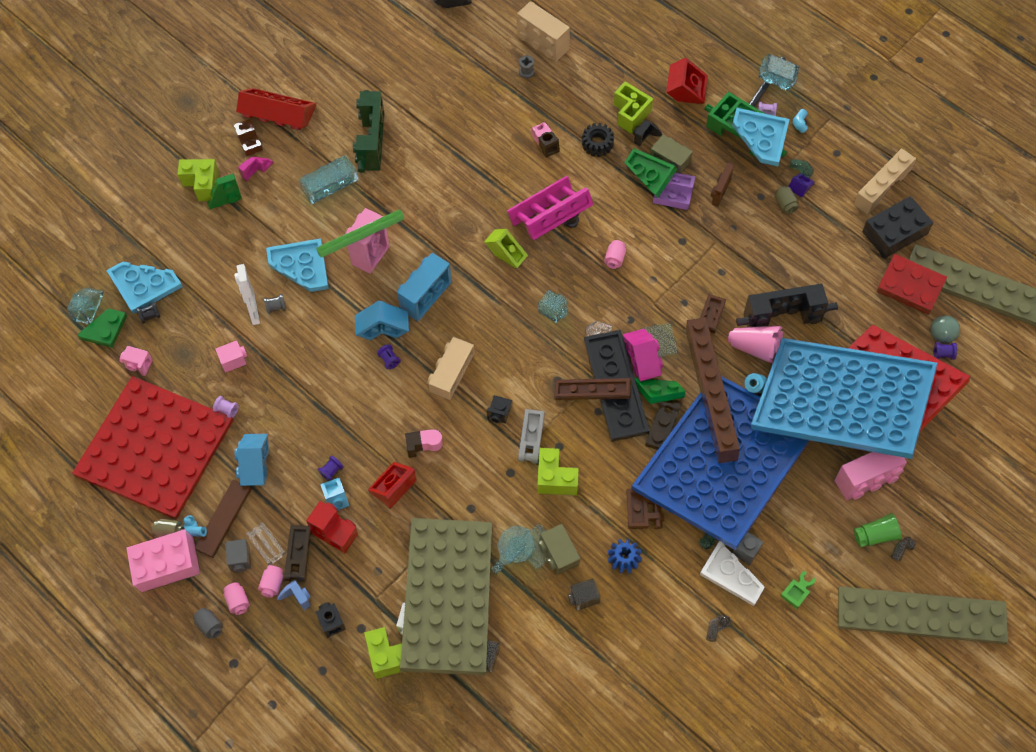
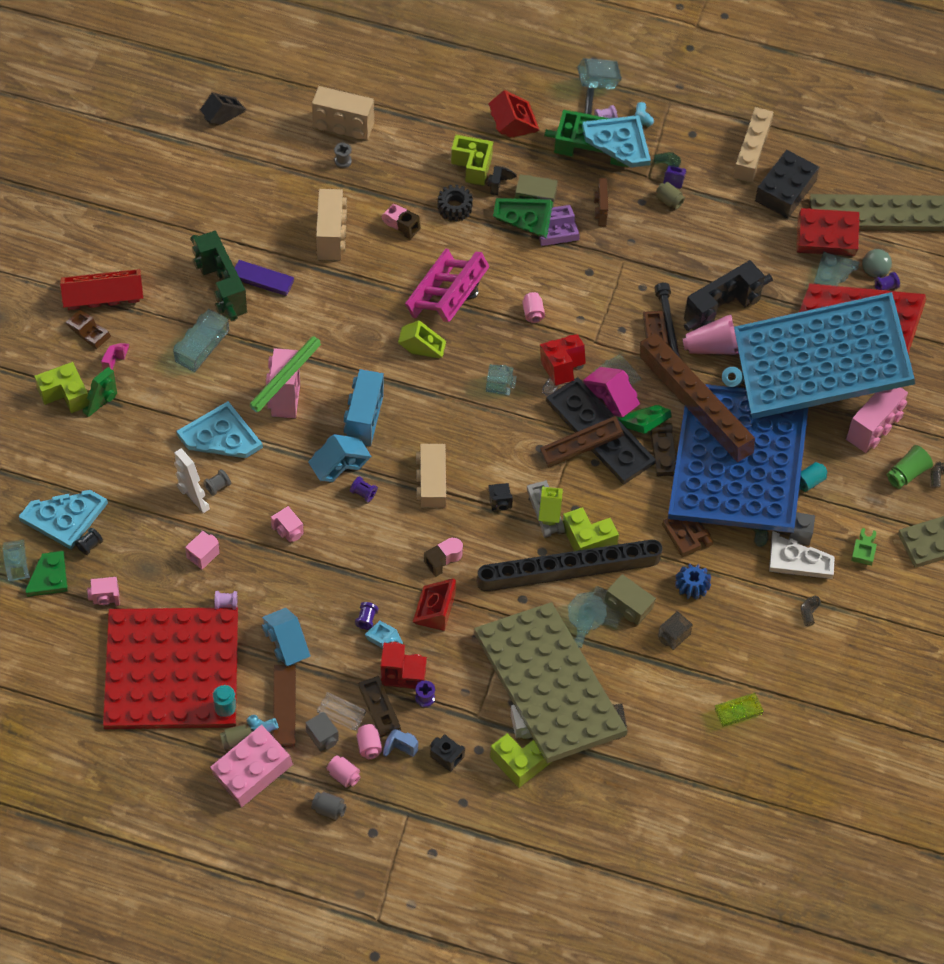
camera: 30 degrees left, 5 degrees down
(170, 494) = (224, 700): none -> teal brick
(309, 362) = (287, 524): none -> bright pink brick
(340, 565) = (425, 687): none -> dark purple bush
(407, 145) = (264, 277): none -> dark purple tile
(481, 120) = (331, 224): none -> tan brick
(532, 435) = (550, 505): none -> lime slope
(532, 502) = (562, 572): none -> black beam
(603, 693) = (739, 709): none -> clear neon green plate
(615, 305) = (561, 357): none -> red brick
(735, 283) = (663, 292): none -> black piece
(783, 503) = (812, 476): none -> teal brick
(902, 320) = (834, 269): none -> clear light blue wing

